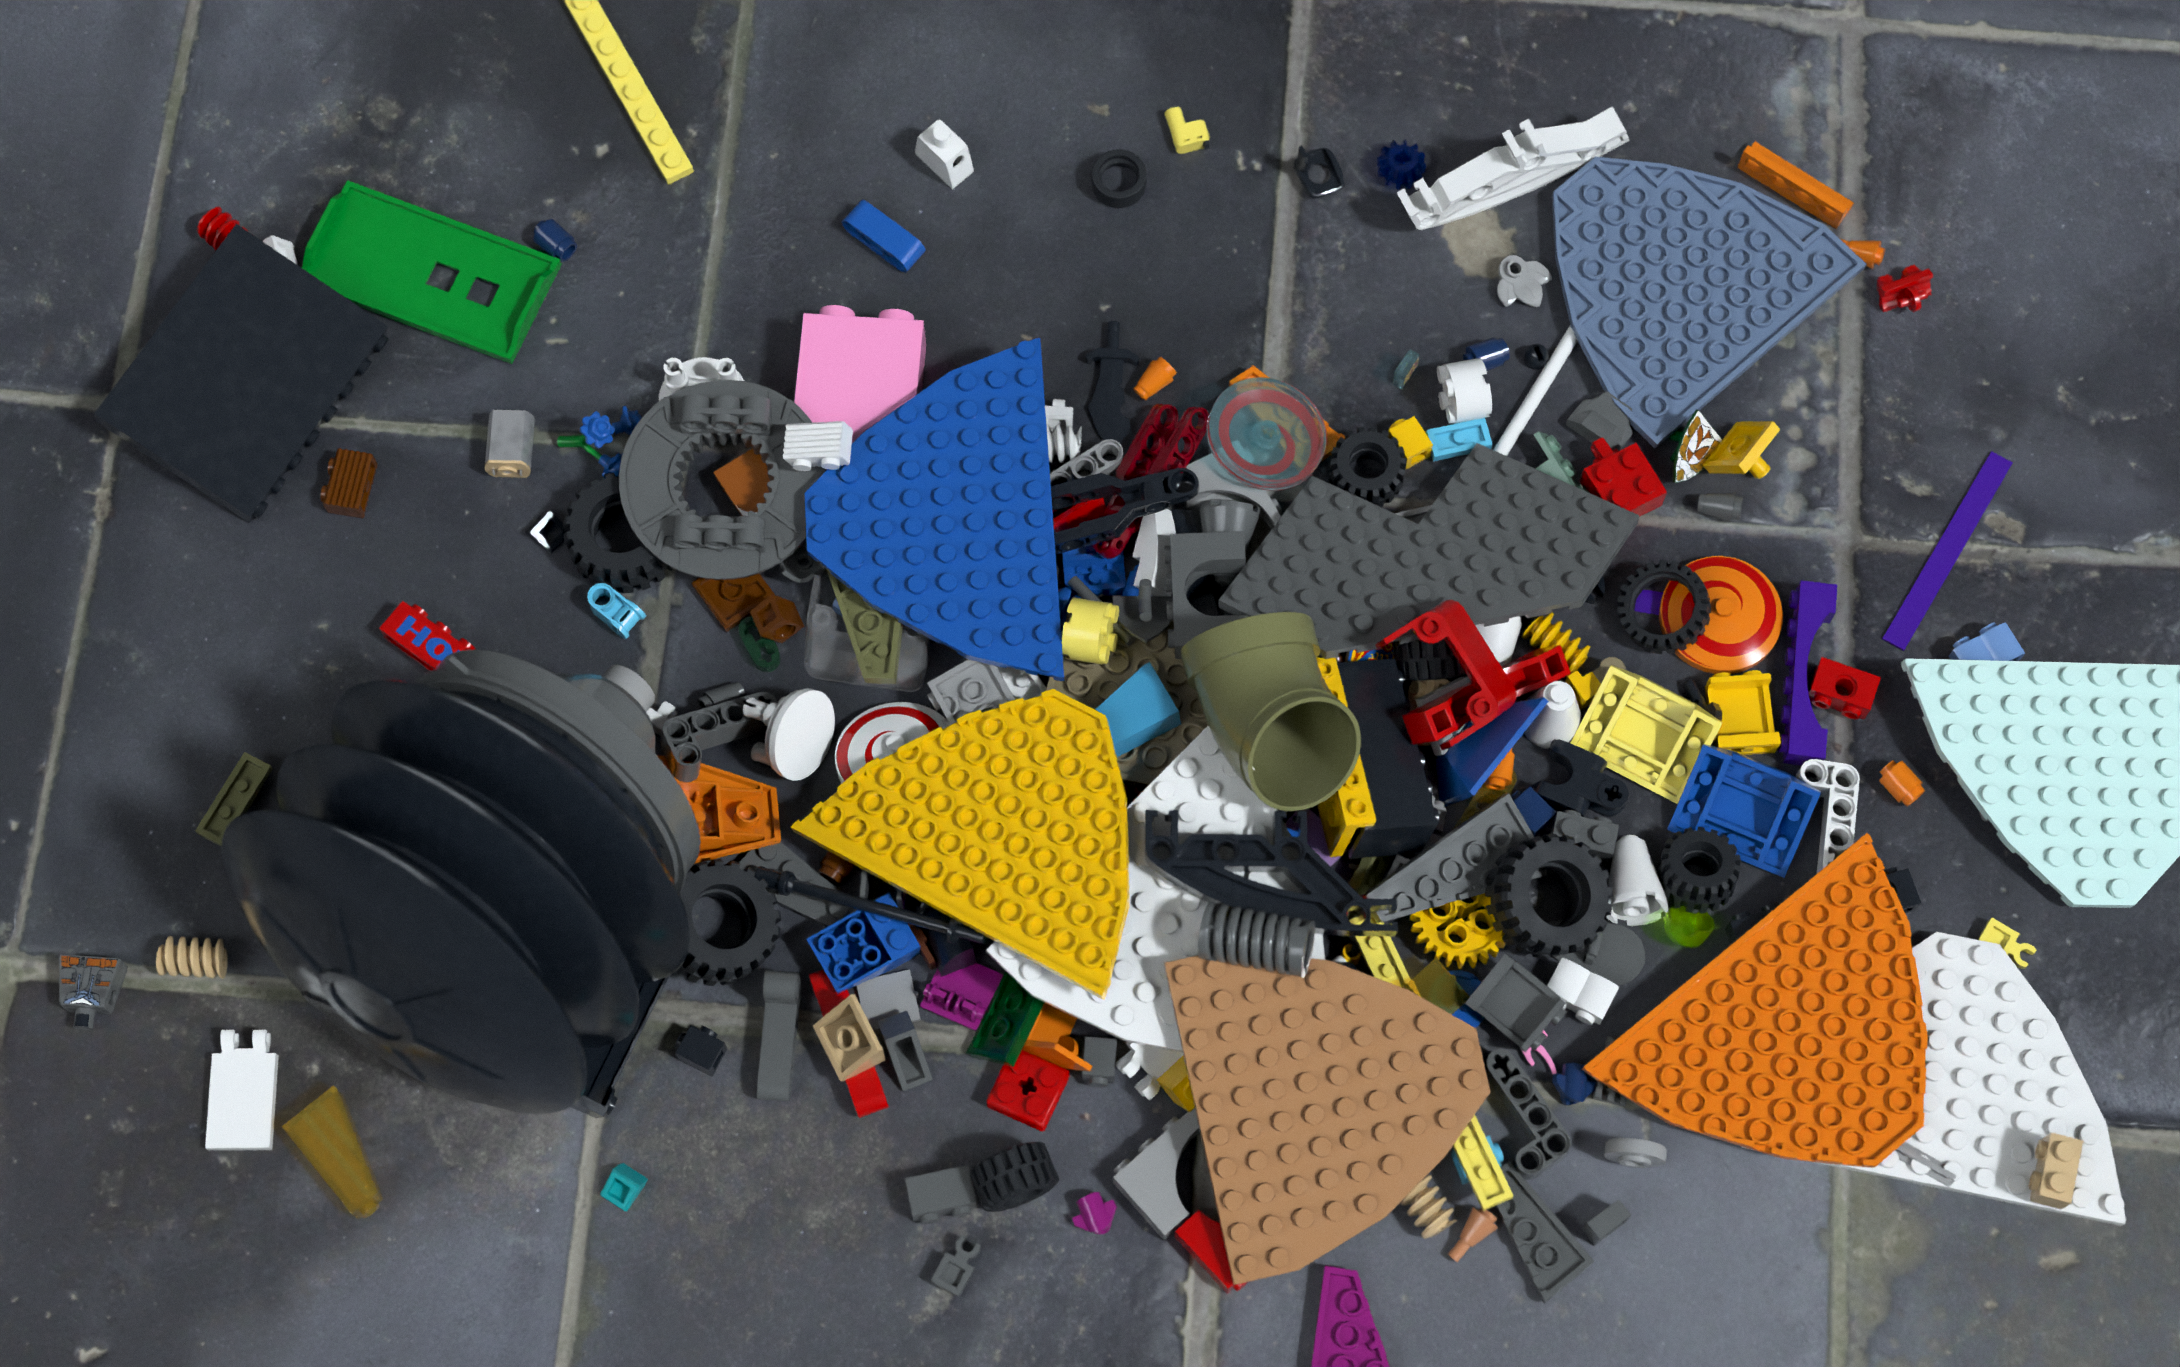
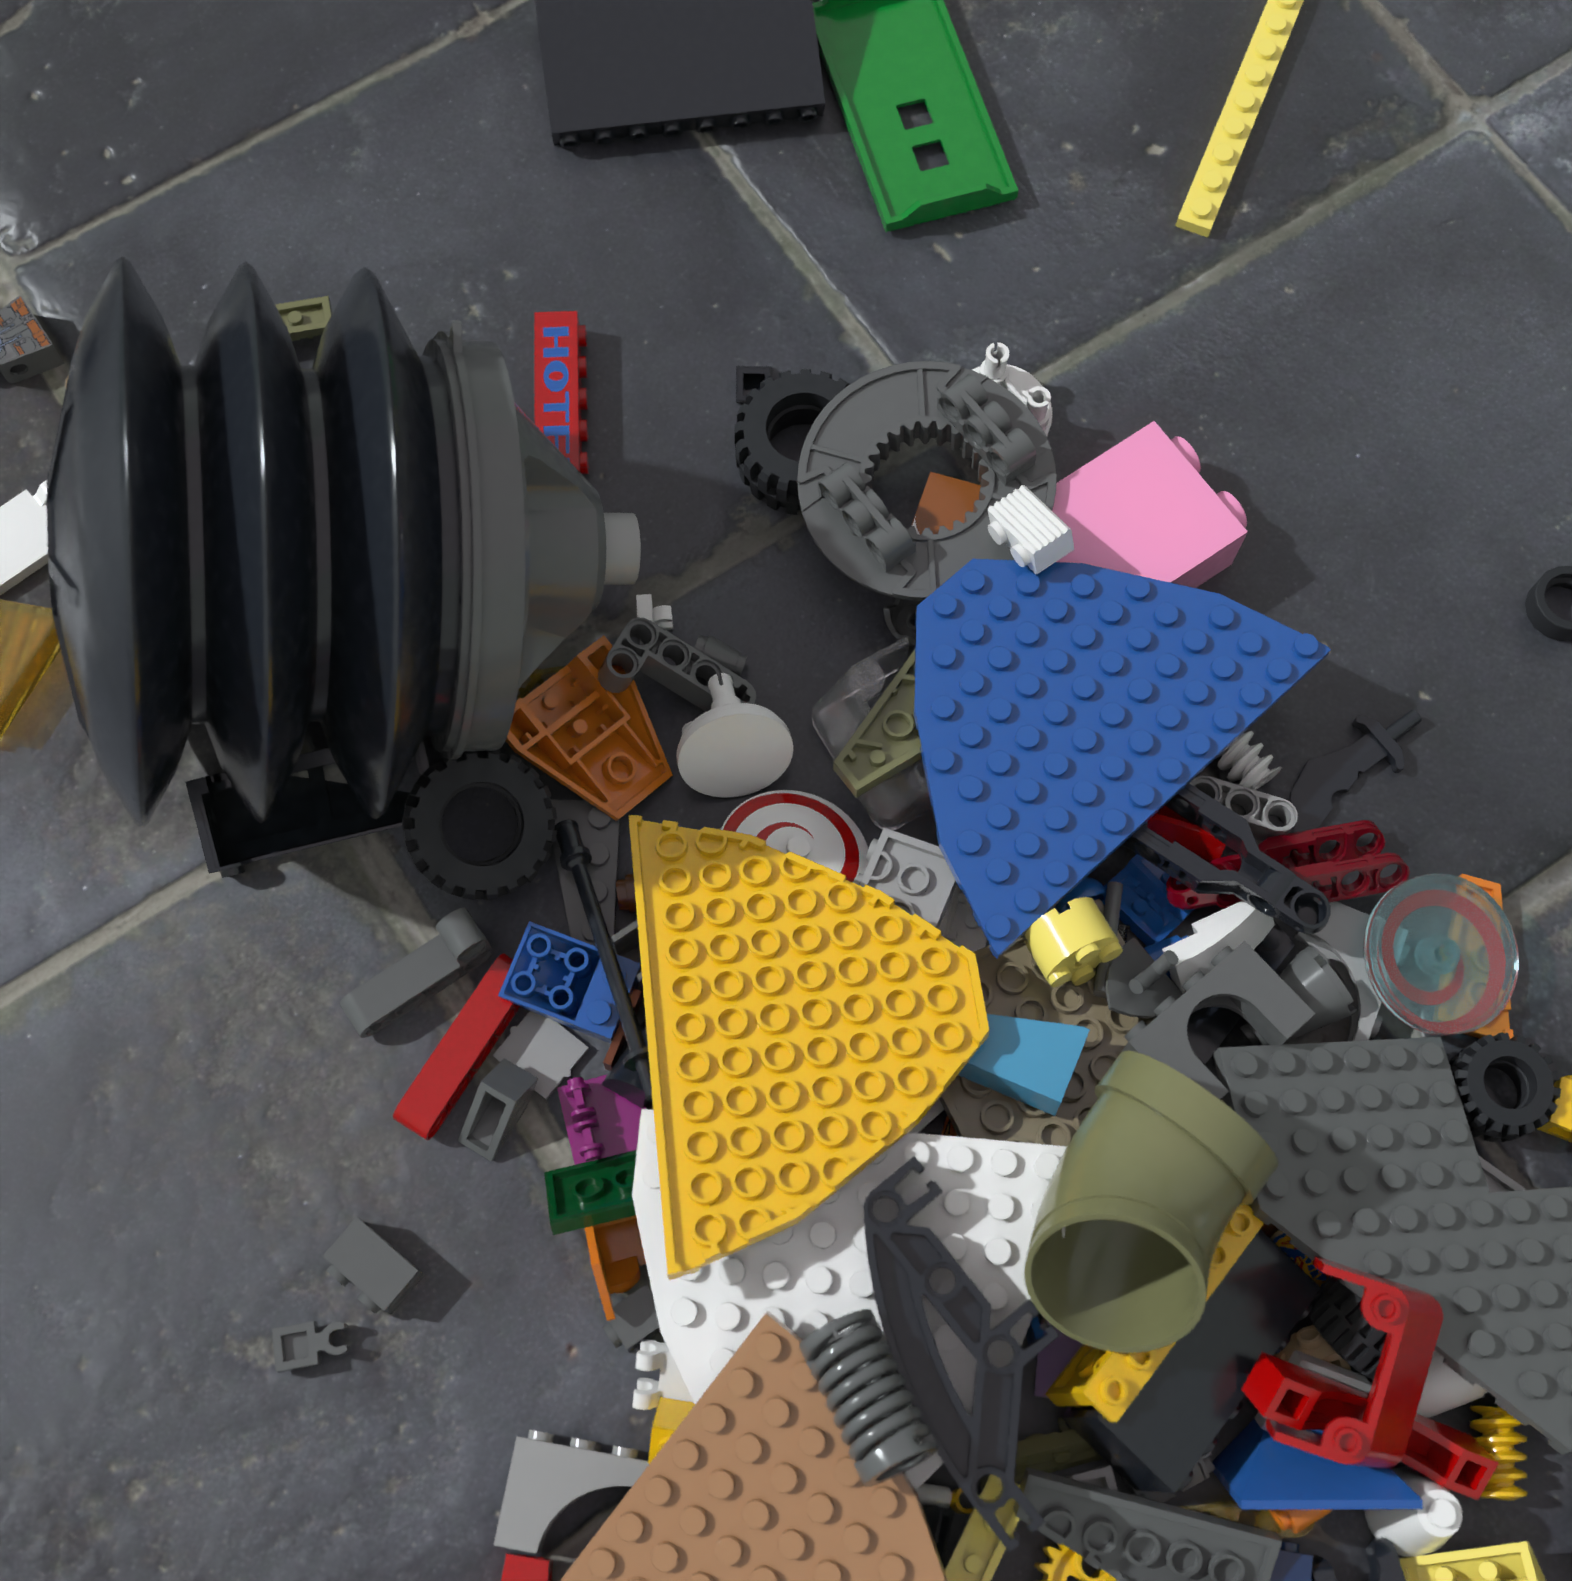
camera: 50 degrees right, 0 degrees up
(349, 483) = (655, 189): reddish brown brick -> none
(509, 443) = (806, 284): flat silver piece -> none
(554, 239) = (1033, 173): dark blue brick -> none
(598, 430) = (877, 340): blue plant -> none
(618, 613) = (724, 499): medium azure piece -> none
(623, 1186) = (163, 948): teal slope -> none
(700, 1049) = (349, 912): black brick -> none
(732, 598) = (828, 592): reddish brown tile -> none
(753, 647) = (795, 644): clear green beam -> none
(777, 618) = (836, 640): reddish brown brick -> none
(849, 1039) = (459, 1046): tan slope -> none
(883, 236) = (1301, 440): blue beam -> none
(940, 149) = (1434, 414): white torso -> none
(1014, 1176) = (436, 1331): black tyre -> none
(1034, 1108) = (535, 1290): red brick -> none
(1059, 415) = (1272, 736): white tile -> none
(1095, 1214) = (468, 1448): magenta piece -> none
(1155, 378) = (1396, 799): orange cone -> none
(1588, 685) = (1482, 1530): yellow leg -> none

